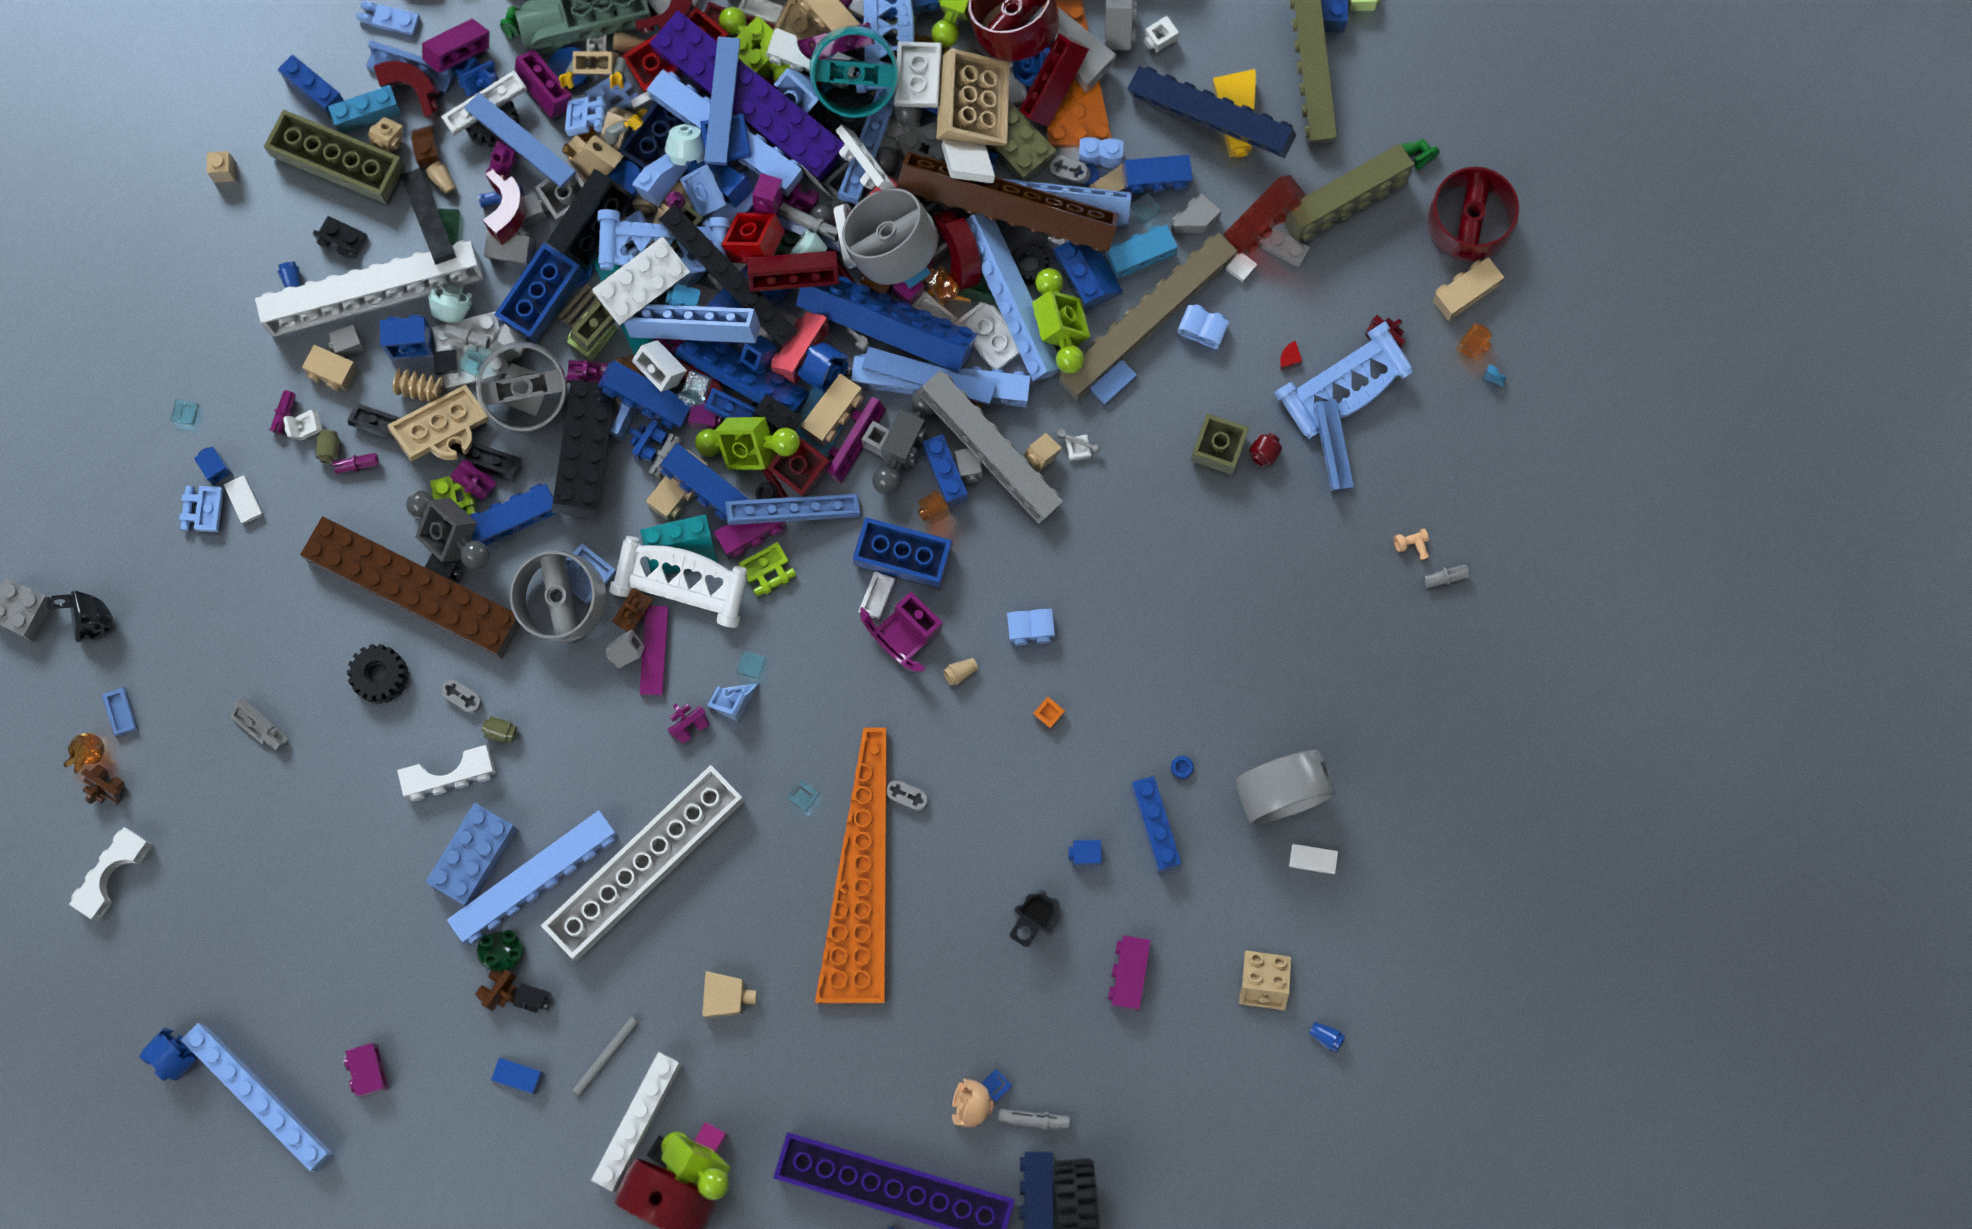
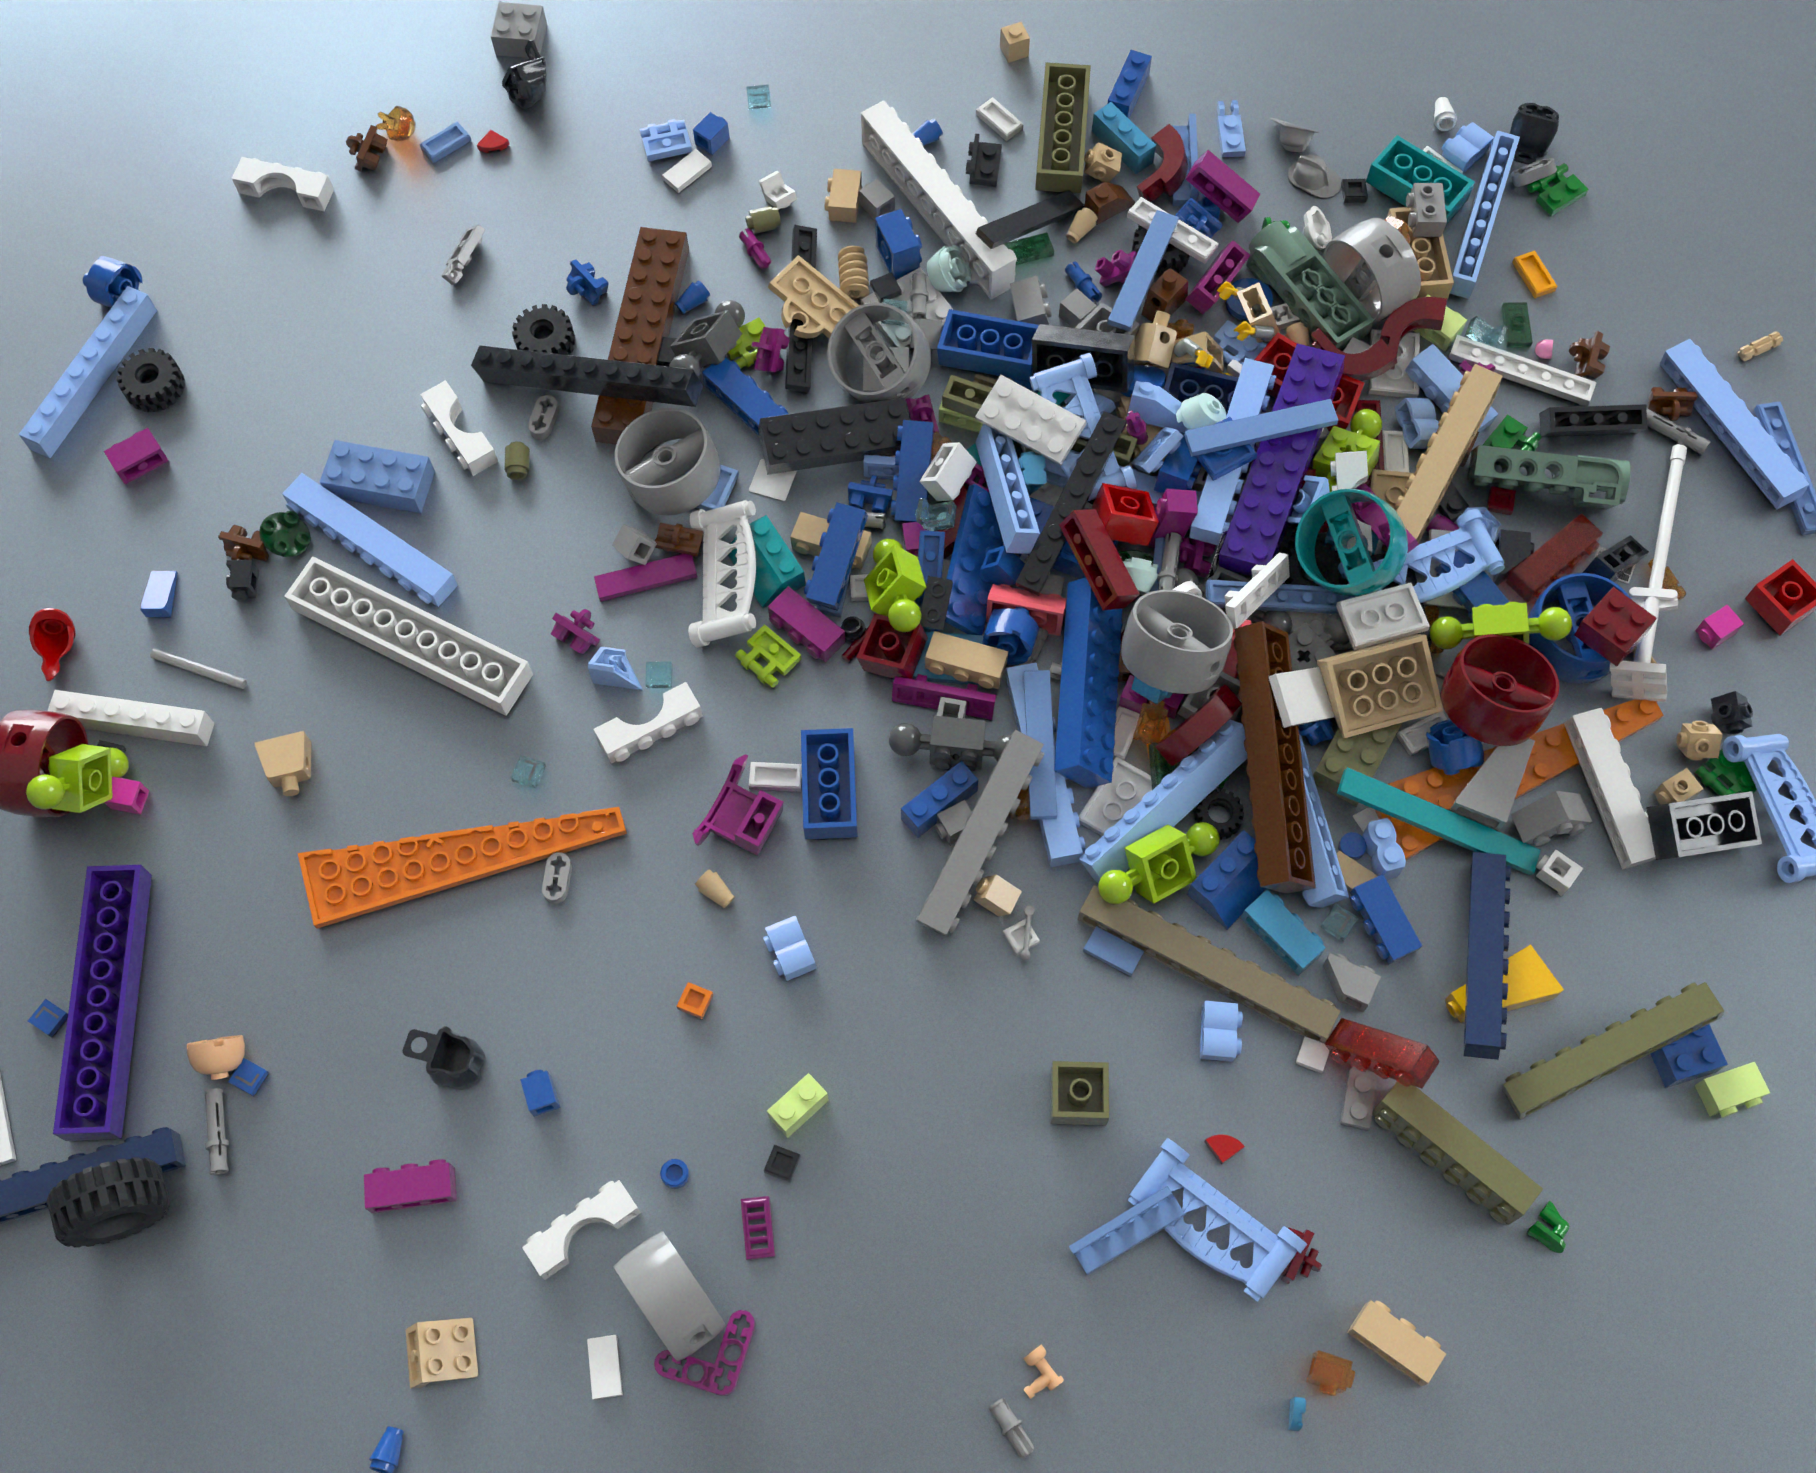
camera: 70 degrees right, 10 degrees down
(138, 668) = (492, 141): none -> red tile
(283, 410) = (788, 172): magenta axle -> none
(297, 209) = (999, 119): none -> white tile
(305, 1041) = (159, 391): none -> black tyre
(333, 624) = (582, 281): none -> blue hips
(386, 532) = (692, 297): none -> blue cone
(448, 641) = (588, 375): none -> black brick
(511, 212) = (1064, 286): arch -> none
(533, 1178) = (51, 638): none -> red piece
(544, 131) = (1168, 290): none -> reddish brown torso
(579, 118) = (1195, 317): light blue plate -> none
(604, 521) = (771, 485): none -> white sticker
(731, 476) = (858, 588): none -> white tile
(792, 509) = (839, 655): medium blue tile -> none
(801, 711) = (622, 739): none -> white arch
(933, 508) = (890, 799): clear orange brick -> none
(1054, 79) = (1443, 763): dark red brick -> none
(1068, 174) = (1343, 823): light grey beam -> none
(1093, 104) = (1437, 820): none -> teal tile
(1155, 824) = (593, 1162): blue brick -> none
(1161, 656) = (798, 1105): none -> yellowish green brick
(1199, 684) = (782, 1163): none -> black tile
(1213, 876) = (550, 1249): none -> white arch
(1243, 724) = (755, 1202): none -> magenta slope
(1265, 449) = (1093, 1150): dark red head -> none
(1340, 779) = (712, 1371): none -> magenta beam
(1478, 183) = (1515, 1315): dark red cylinder -> none

